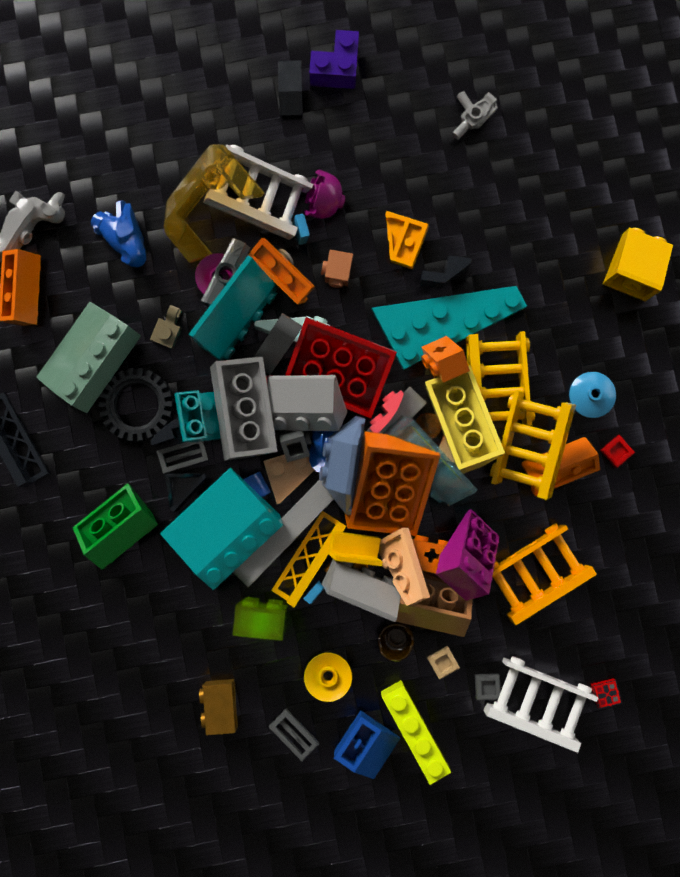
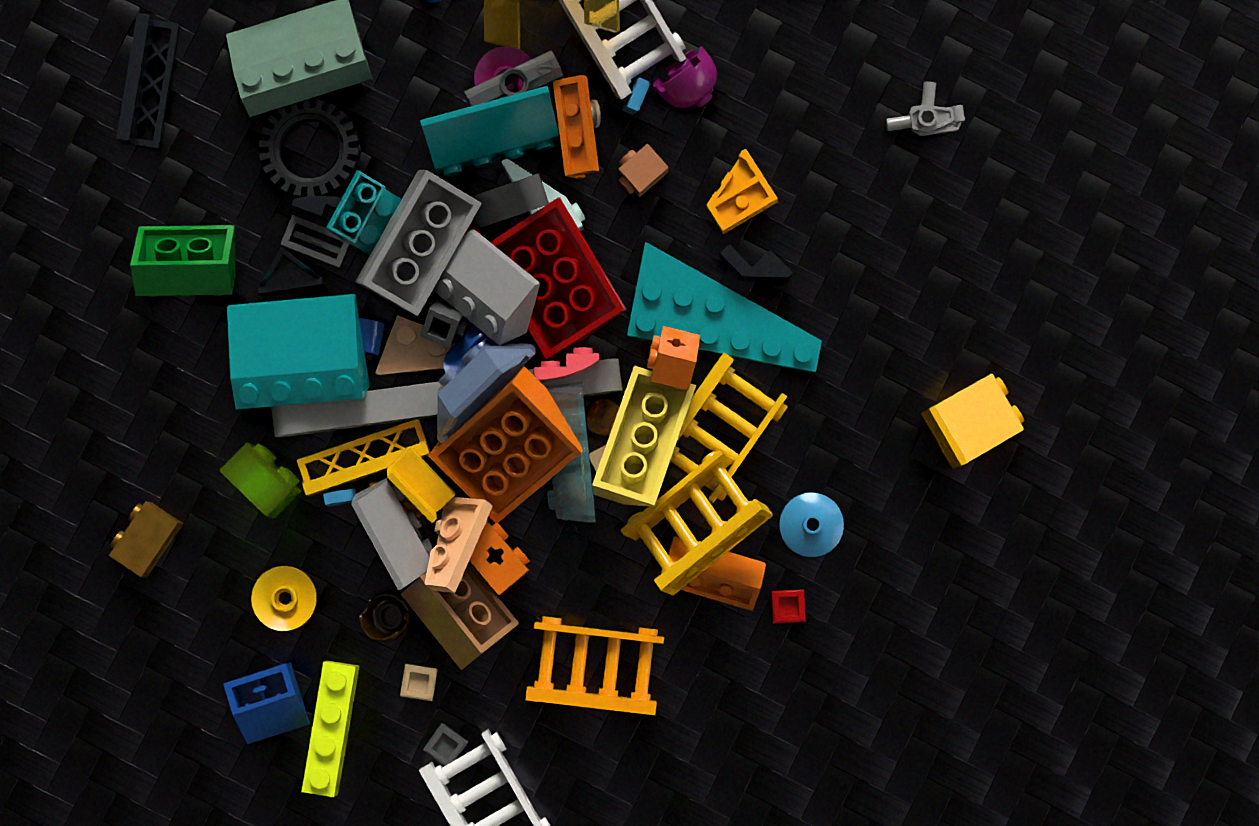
camera: 35 degrees right, 0 degrees up
(166, 331) = (404, 94): dark tan plate -> none
(280, 719) = (212, 627): dark grey tile -> none
(469, 558) = (533, 588): magenta slope -> none

